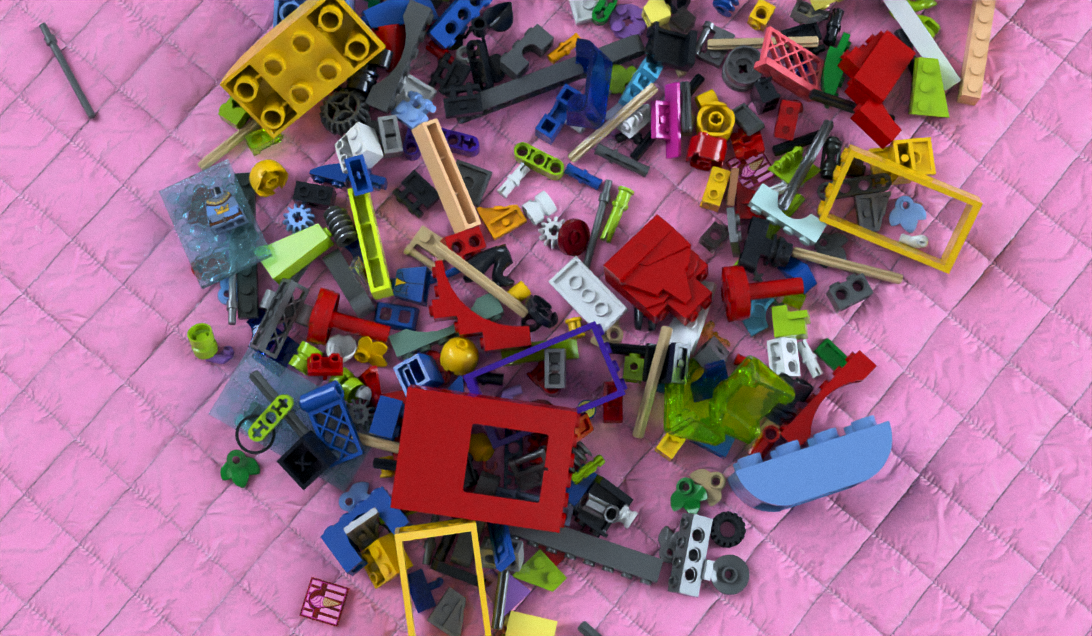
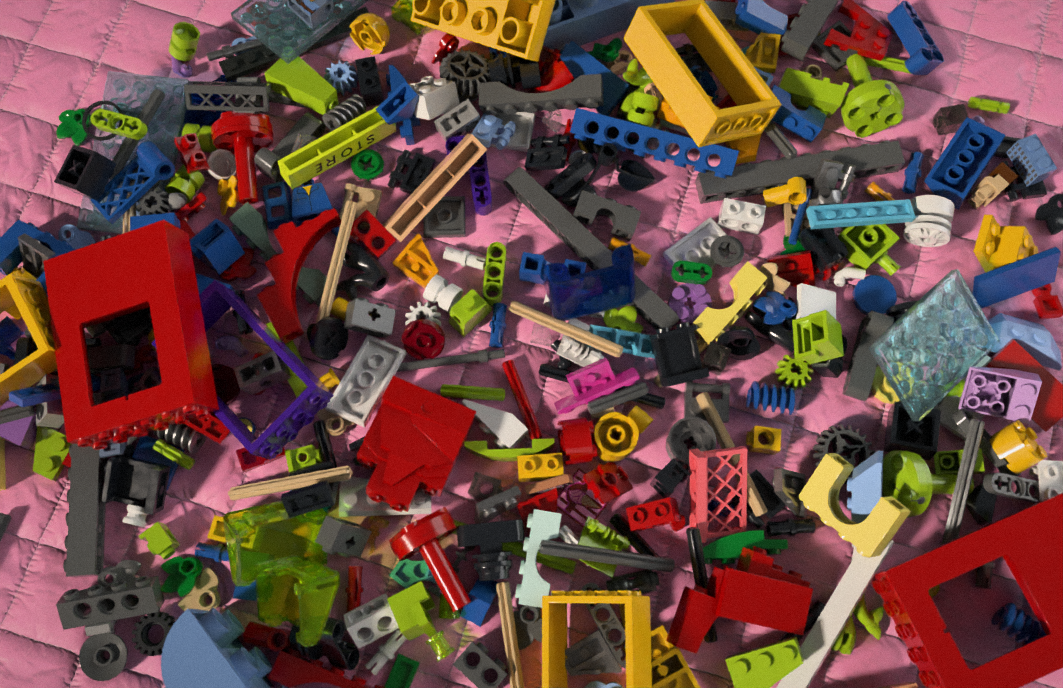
camera: 65 degrees right, 5 degrees down
(314, 115) = (448, 45): none -> red plate
(393, 219) = (367, 156): none -> green gear
(459, 356) = (250, 277): yellow cylinder -> none
(462, 105) = (518, 175): black plate -> none
(538, 272) = (359, 320): none -> dark grey brick
(565, 192) = (470, 311): none -> lime torso
(599, 508) = (130, 481): flat silver piece -> none
(619, 205) = (480, 374): lime pin -> none
(622, 160) = (531, 356): dark grey pin -> none
(631, 218) = (472, 392): none -> lime axle
(653, 182) = (522, 400): none -> red axle
(654, 503) = (160, 540): none -> lime brick
(670, 204) = (500, 424): none -> white slope
(682, 460) = (218, 553): none -> blue pin
(698, 187) = (480, 449): none -> lime slope
(713, 374) = (307, 543): tile -> none
(747, 119) = (634, 470): dark grey tile -> none
(821, 316) = (440, 646): none -> clear neon green bush

